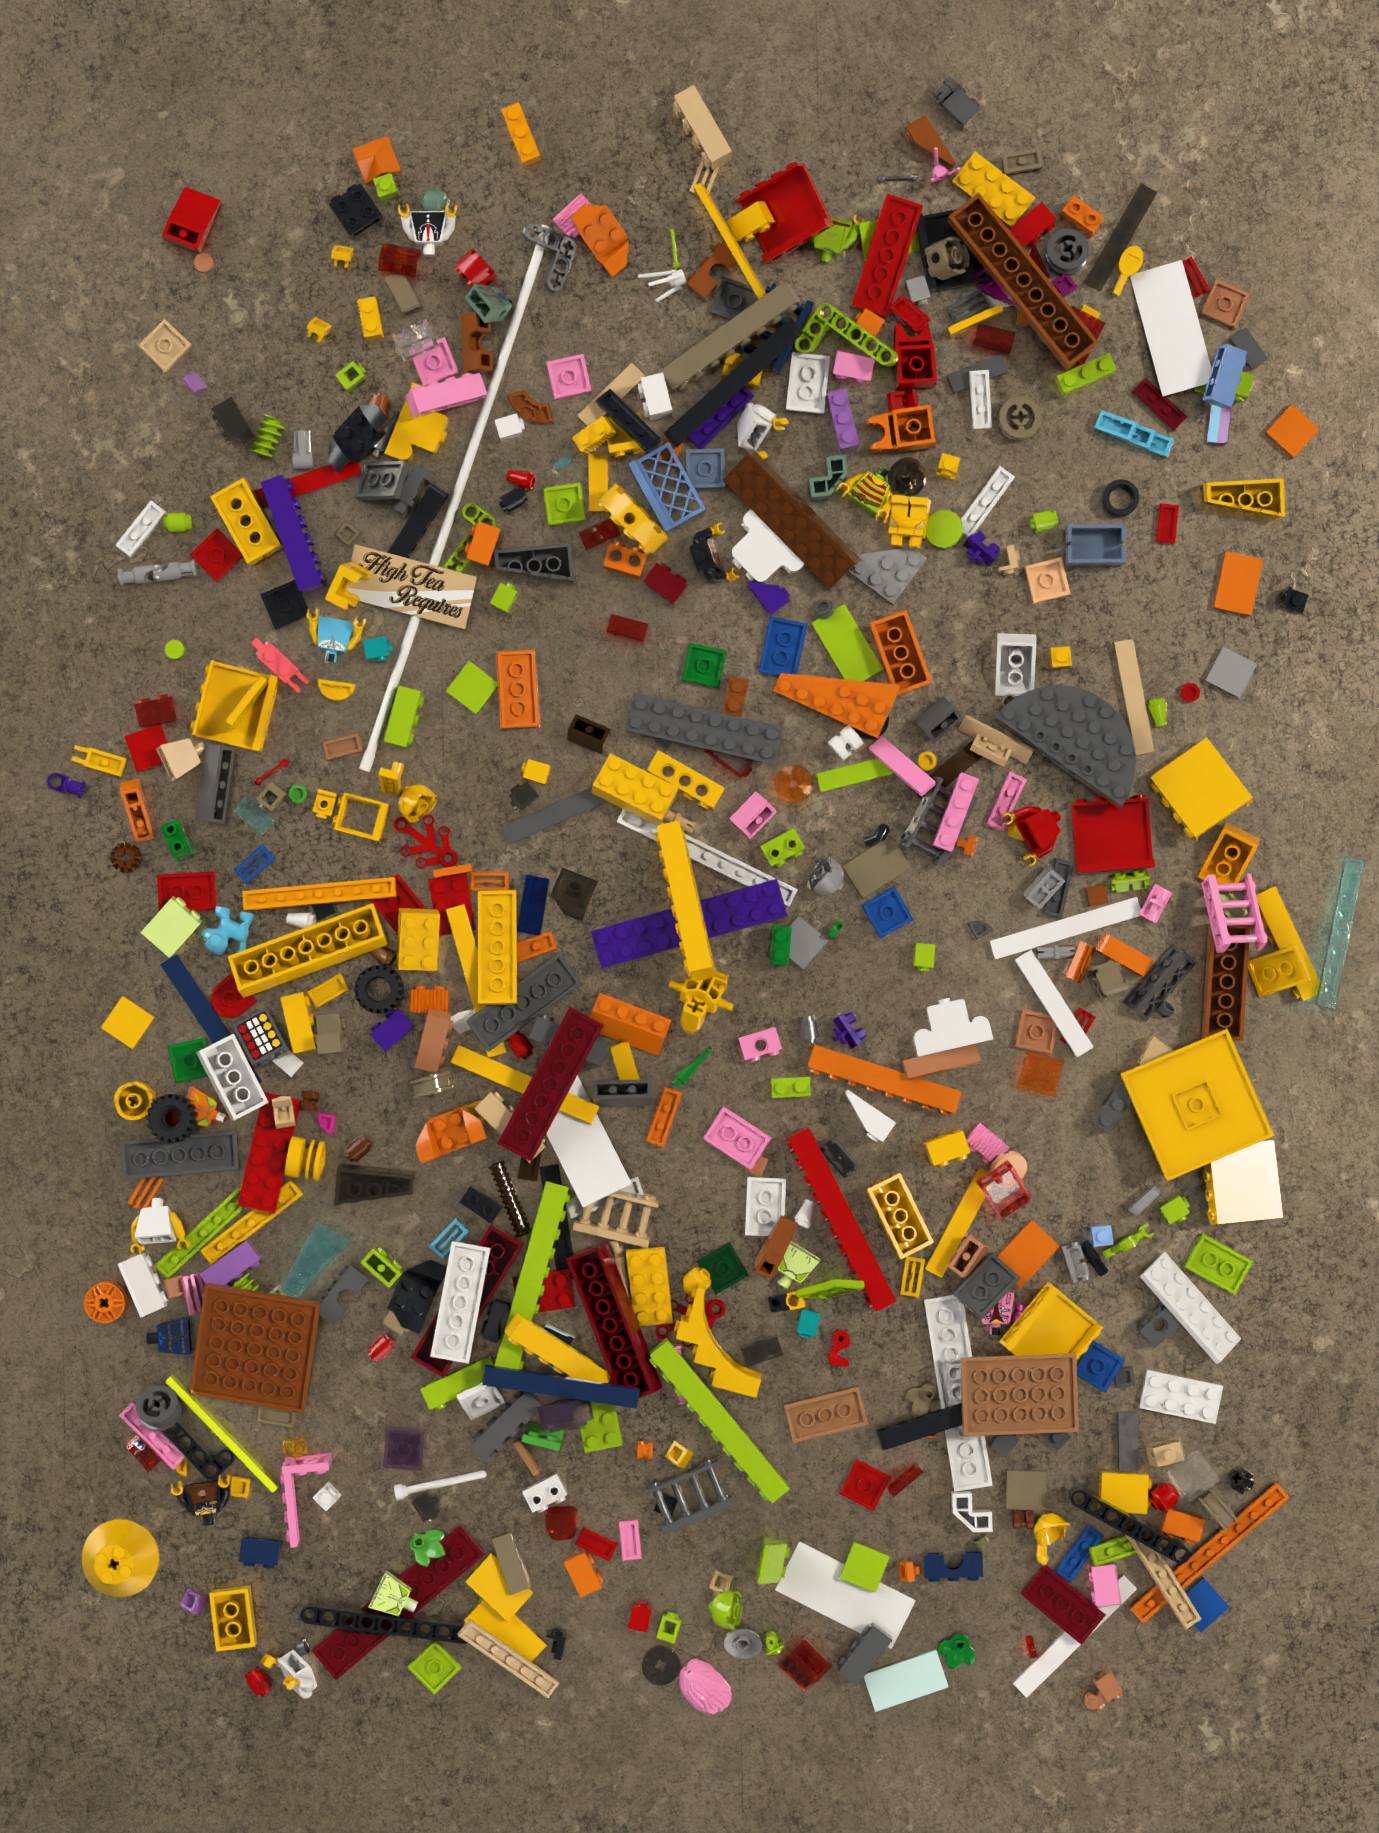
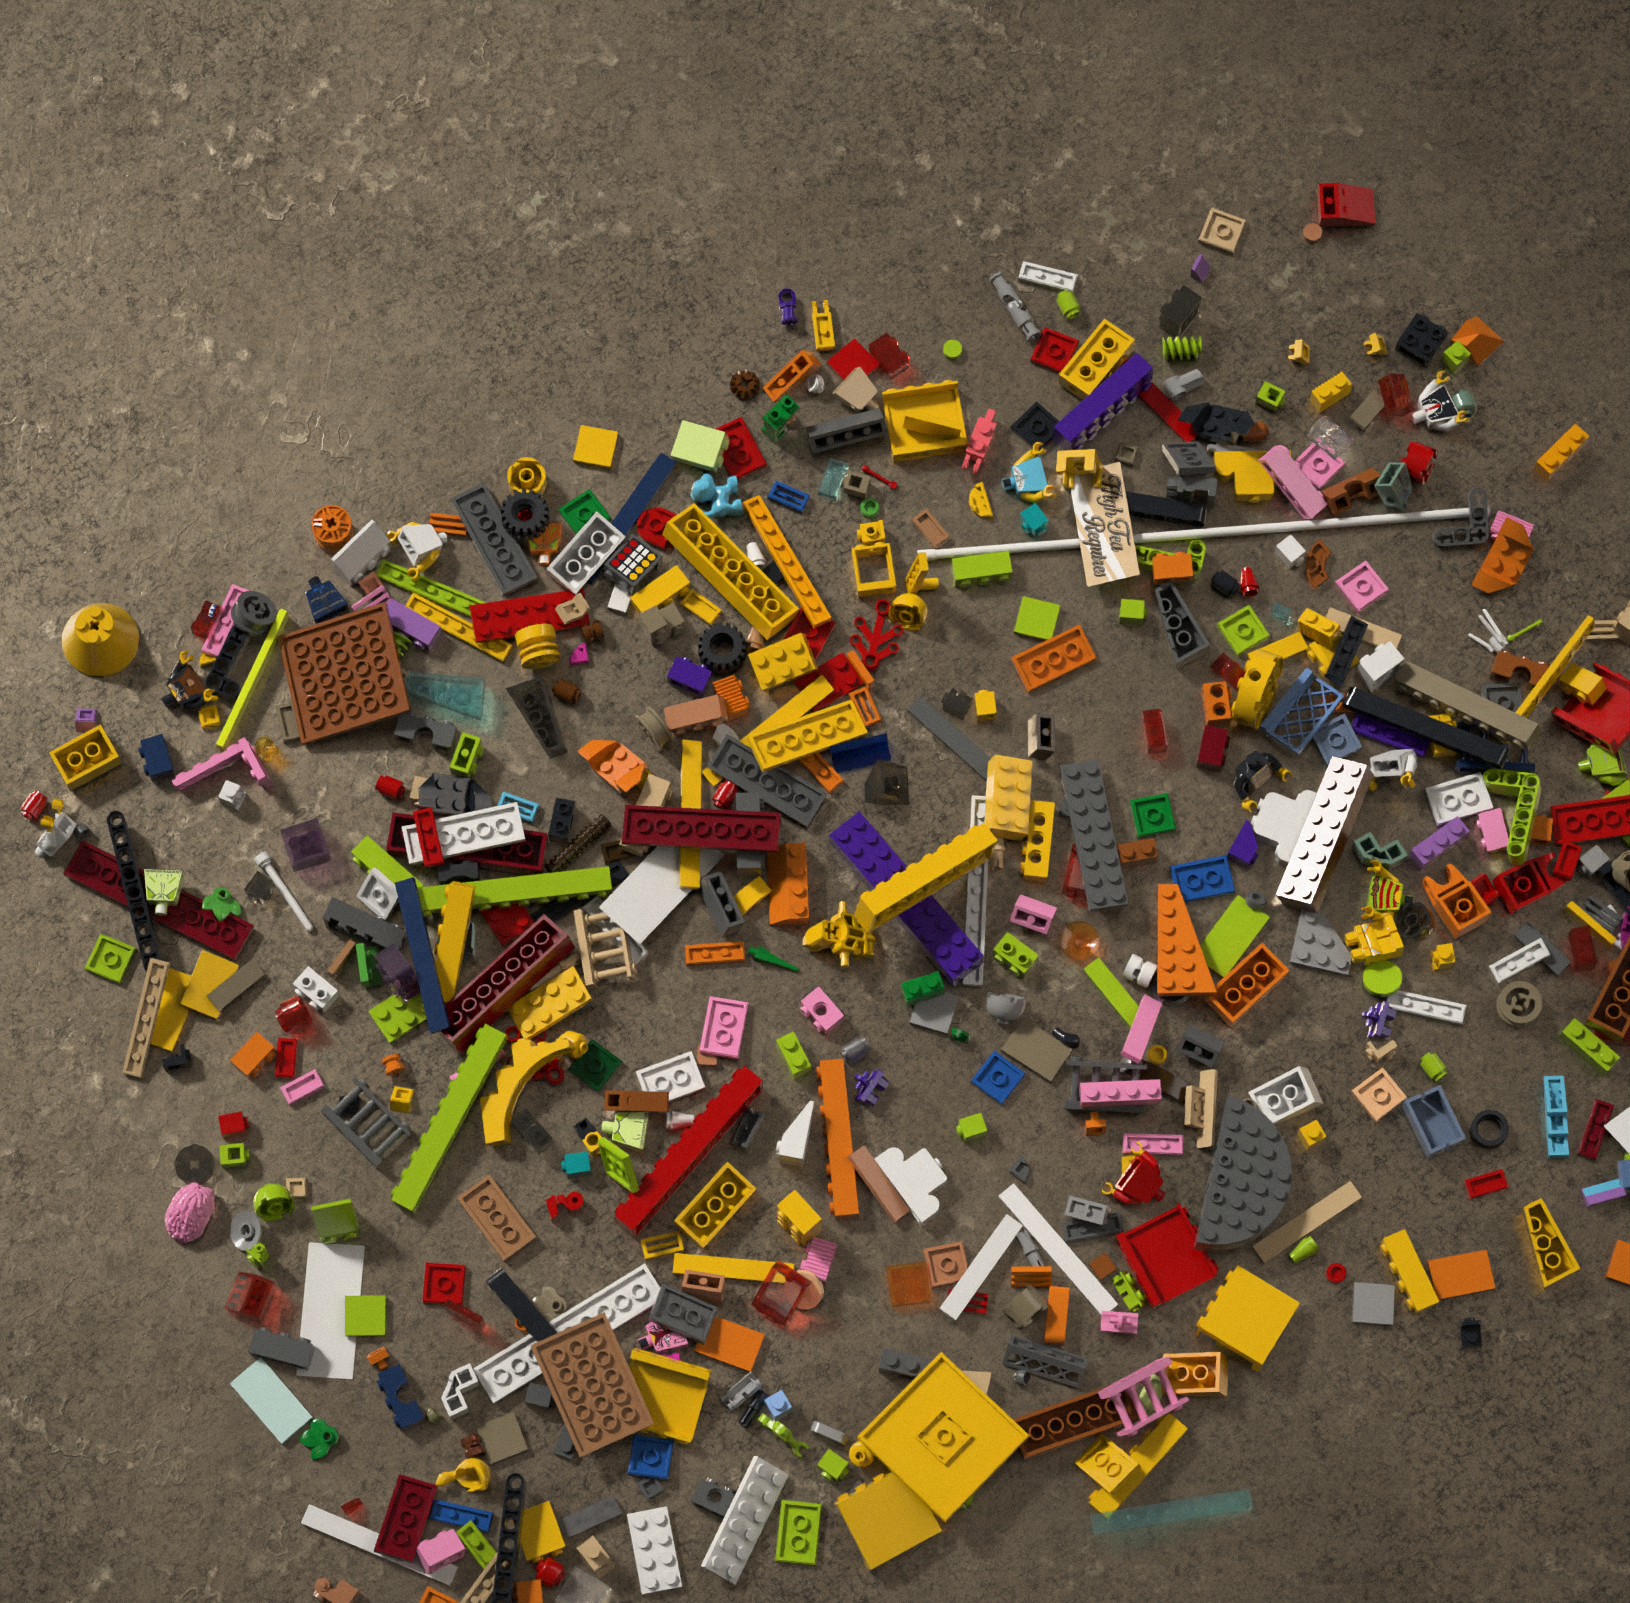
camera: 70 degrees right, 15 degrees down
(154, 792) = (815, 383): none -> white tile
(452, 1336) = (428, 837): none -> red tile
(1177, 1184) = (860, 1455): none -> yellow head
(1217, 628) = (1410, 1272): none -> yellow brick

